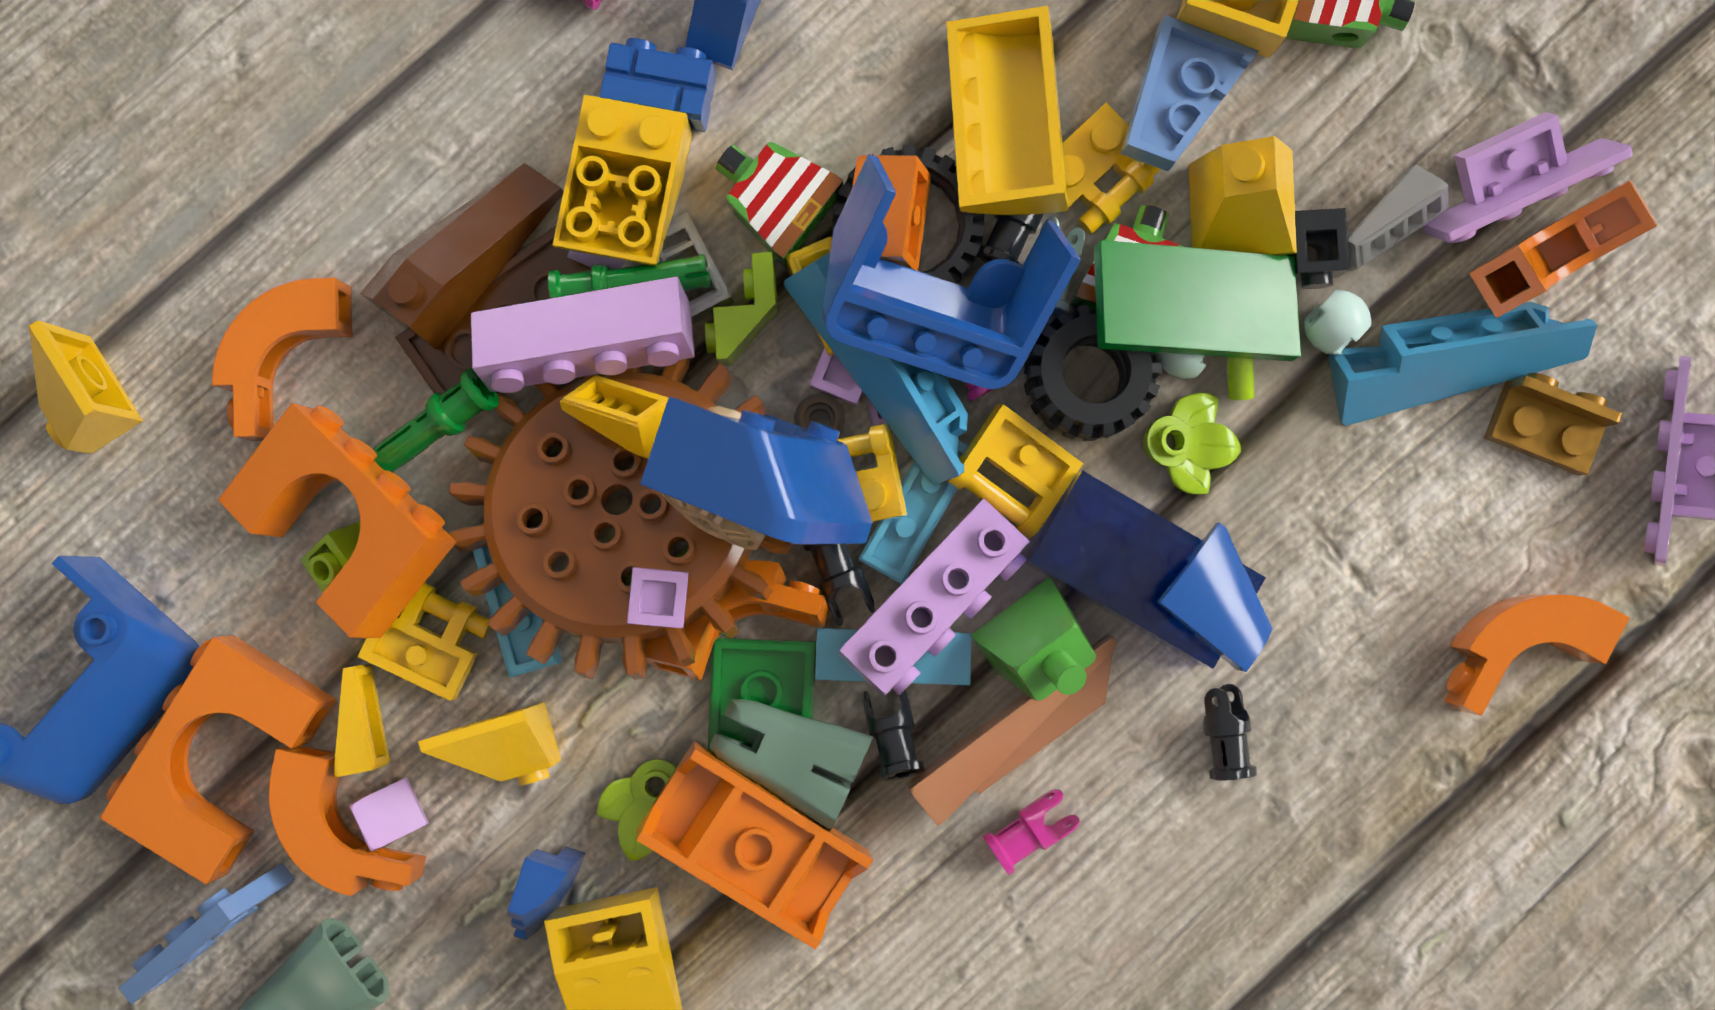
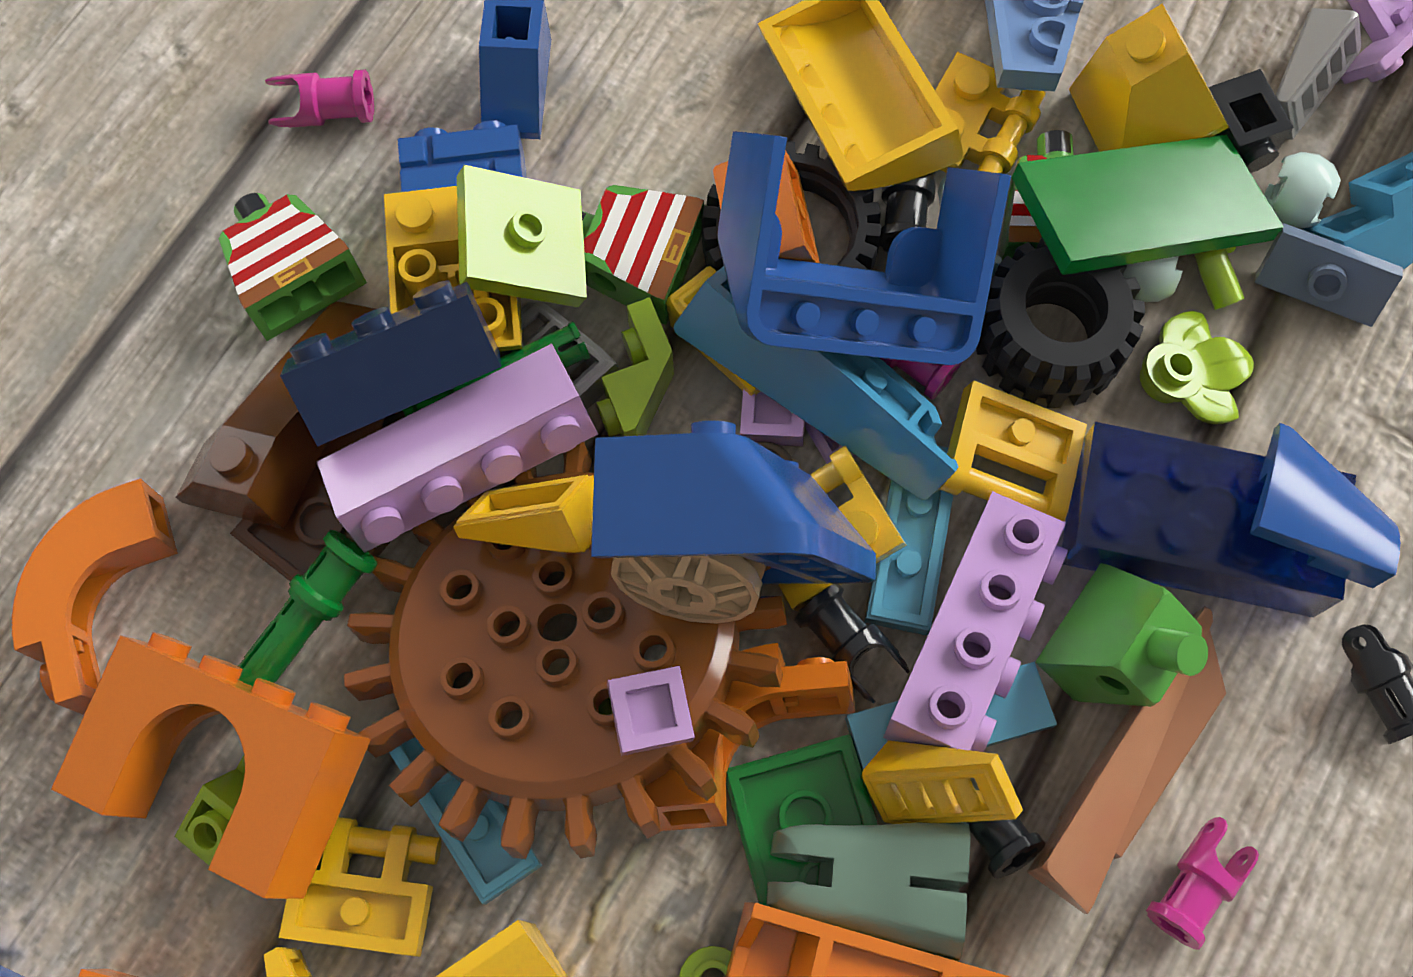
camera: 20 degrees left, 15 degrees down
(490, 121) = (285, 262): none -> torso
(547, 254) = (390, 361): none -> dark blue brick
(681, 172) = (520, 237): none -> plate
(857, 705) = (935, 785): none -> yellow slope
(1327, 401) = (1328, 275): none -> sand blue plate

